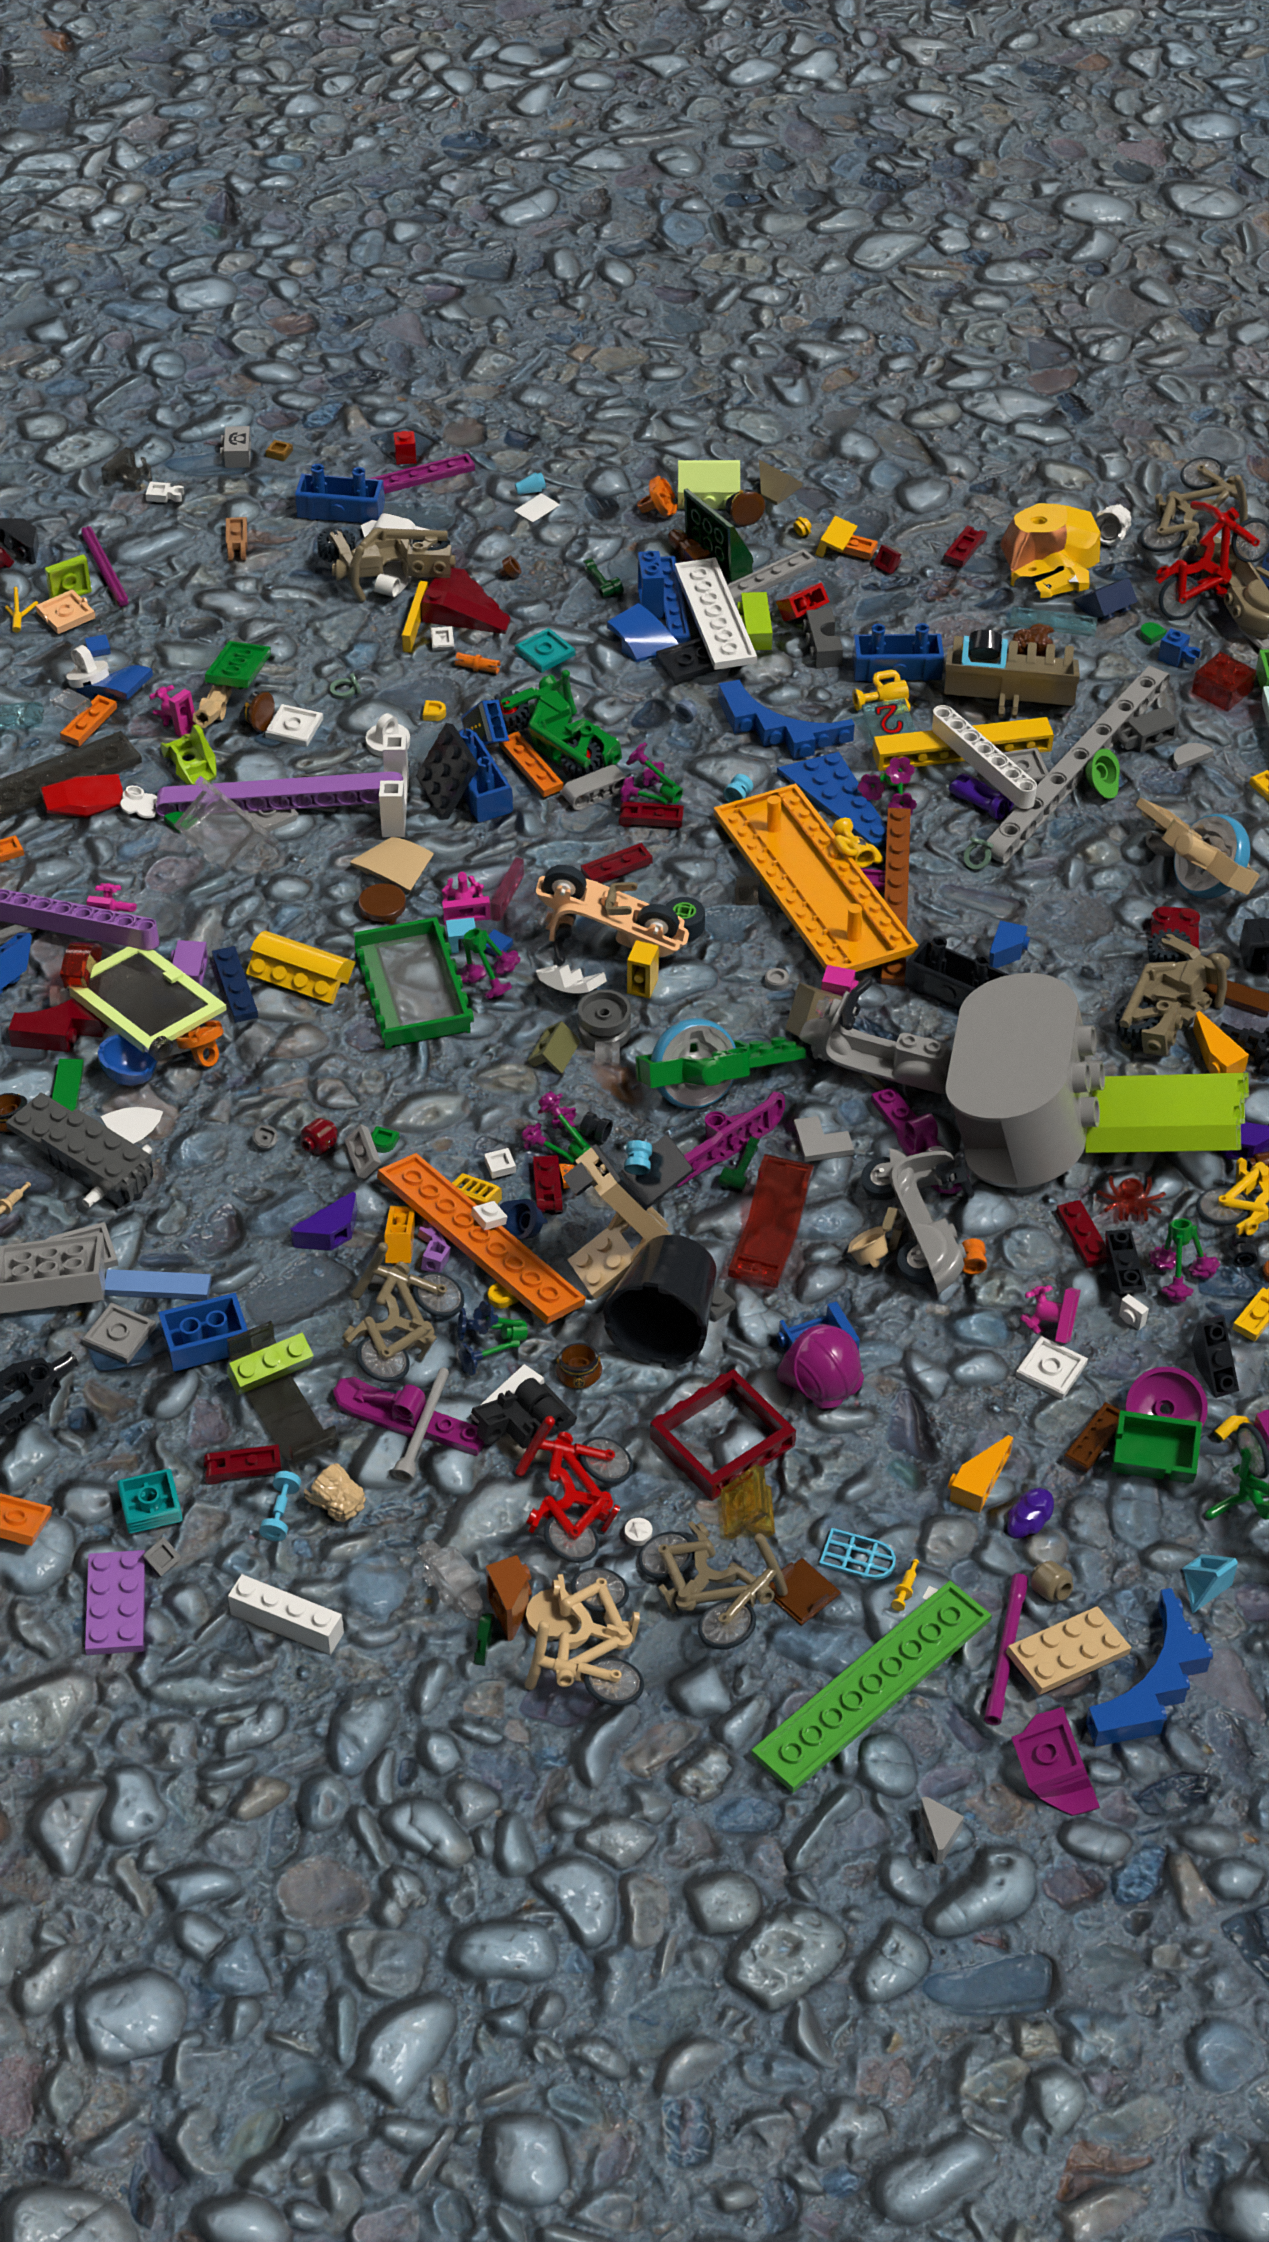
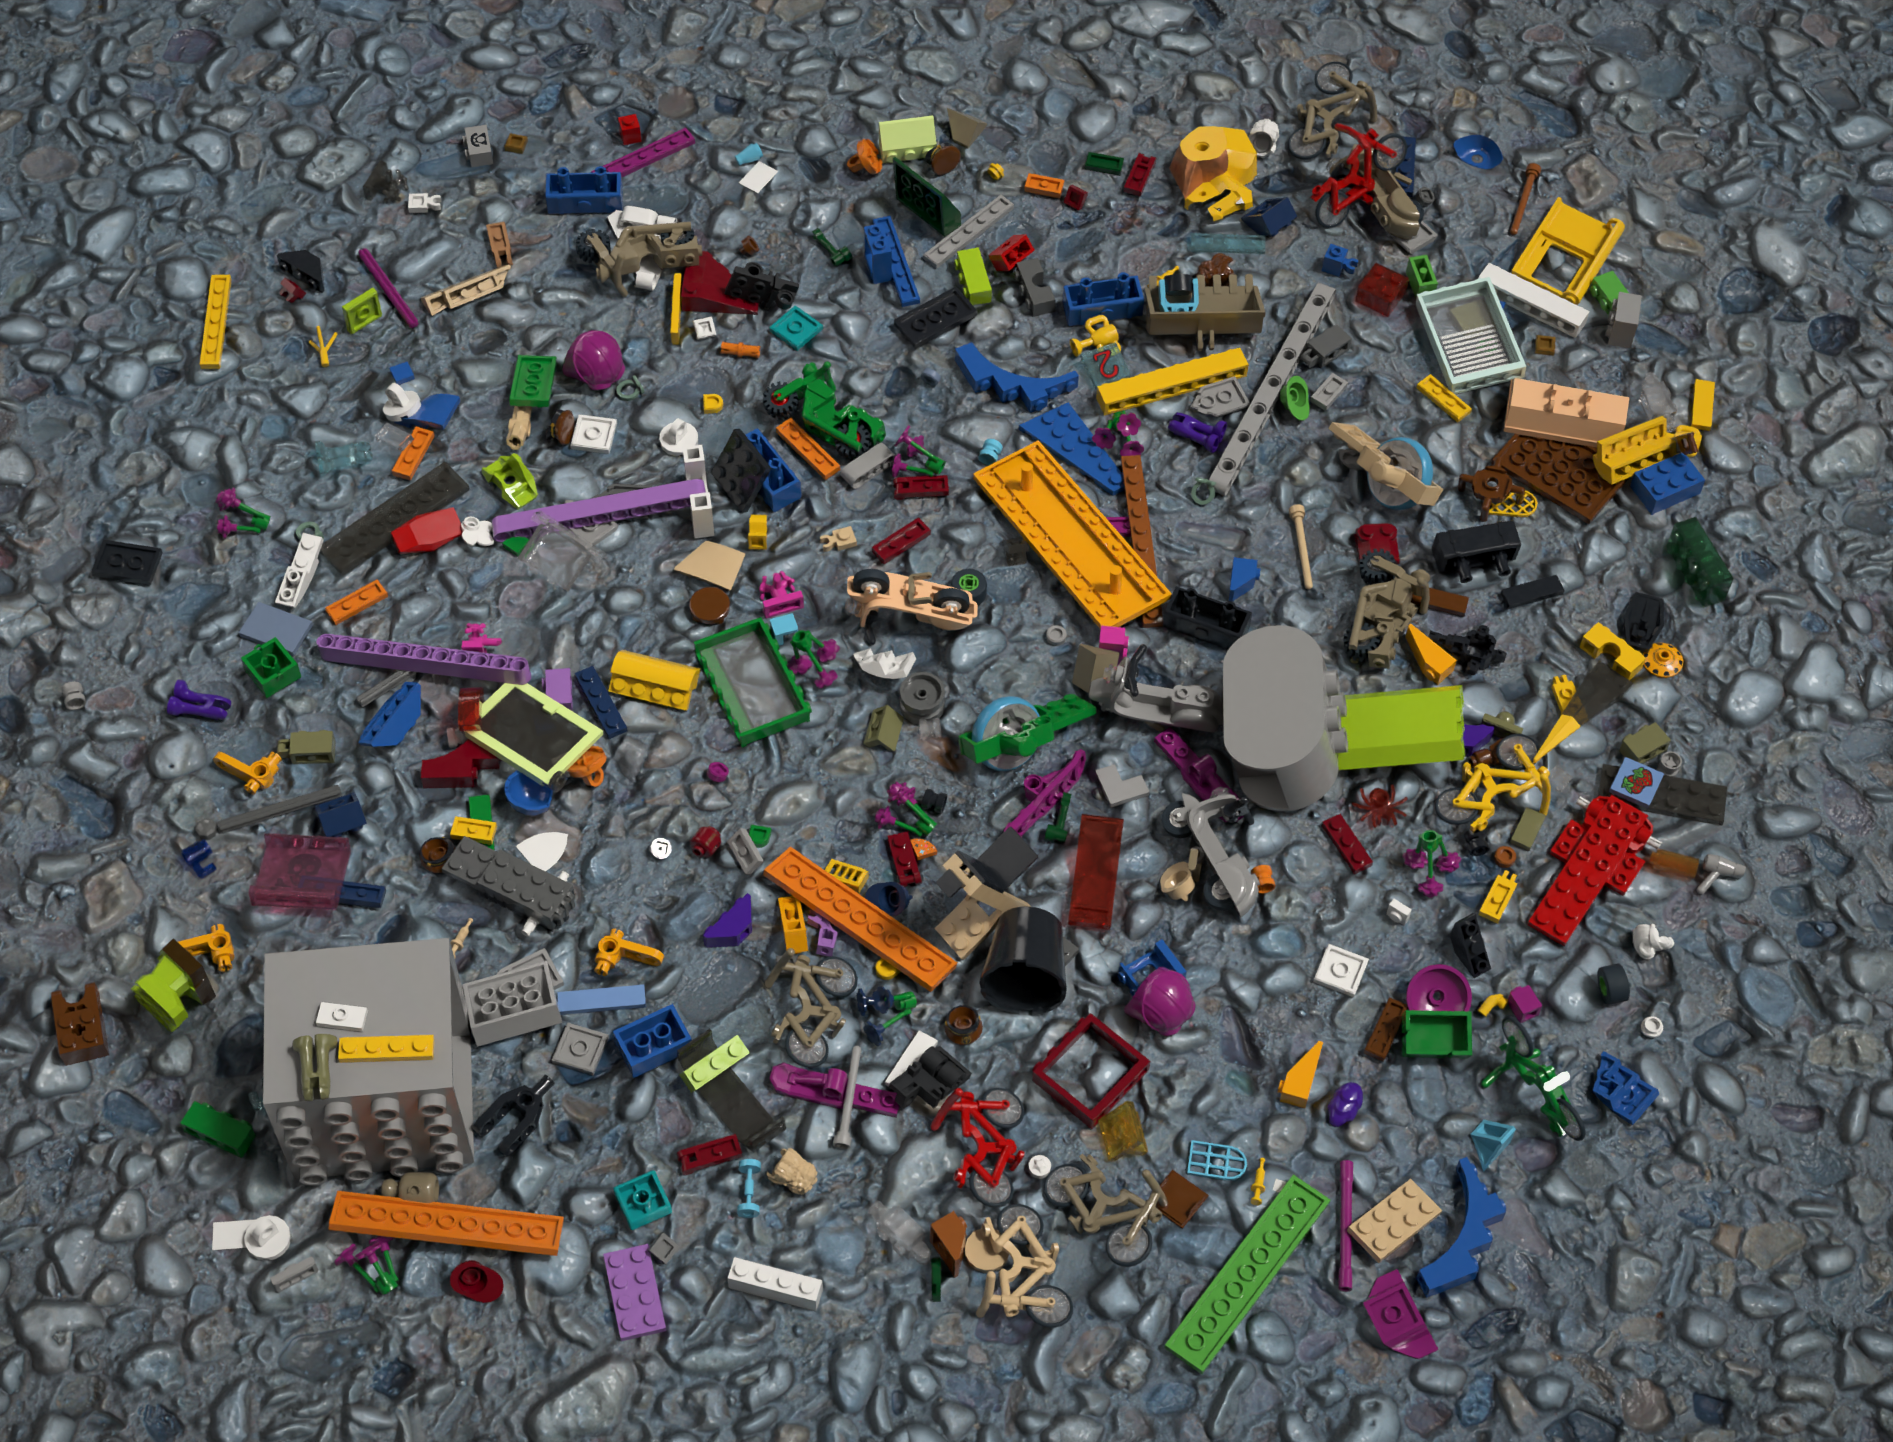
camera: 10 degrees left, 10 degrees up
(59, 1090) = (475, 829): none -> yellow plate
(65, 611) = (365, 341): light nougat plate -> none
(178, 708) = (491, 432): dark pink piece -> none
(187, 1231) = (623, 948): none -> light orange piece
(188, 576) = (465, 290): none -> tan wedge
(310, 650) = (594, 360): none -> magenta piece
(350, 1068) = (717, 772): none -> magenta tile
(454, 837) = (757, 532): none -> yellow leg
(486, 721) = (762, 416): torso -> none
(489, 1215) = (863, 898): white plate -> none
(500, 1163) = (861, 845): white plate -> none
(501, 940) = (817, 630): blue tile -> none
(507, 601) = (754, 286): none -> black plate
(507, 889) = (814, 577): clear pink tile -> none
(547, 856) = (840, 538): none -> tan plate
(638, 1157) = (990, 850): medium azure wheel -> none
(640, 633) = (877, 302): blue slope -> none
(642, 969) = (945, 645): yellow brick -> none
(688, 548) = (902, 209): reddish brown piece -> none
(715, 613) = (938, 275): white plate -> none
(836, 536) = (1028, 179): yellow panel -> none
(854, 846) = (1097, 498): yellow piece -> none
(927, 533) = (1104, 163): none -> dark green tile
(941, 1827) = (1320, 1385): light grey slope -> none
(984, 757) = (1195, 398): white beam -> none
(1052, 1581) = (1372, 1163): dark tan head -> none
(1056, 1312) = (1335, 923): dark pink piece -> none
(1084, 889) = (1297, 514): none -> tan piece
(1123, 1262) = (1385, 870): black slope -> none
(1144, 774) = (1329, 391): none -> light grey plate
(1152, 632) = (1313, 244): green tile -> none
(1190, 754) = (1364, 365): light grey tile -> none

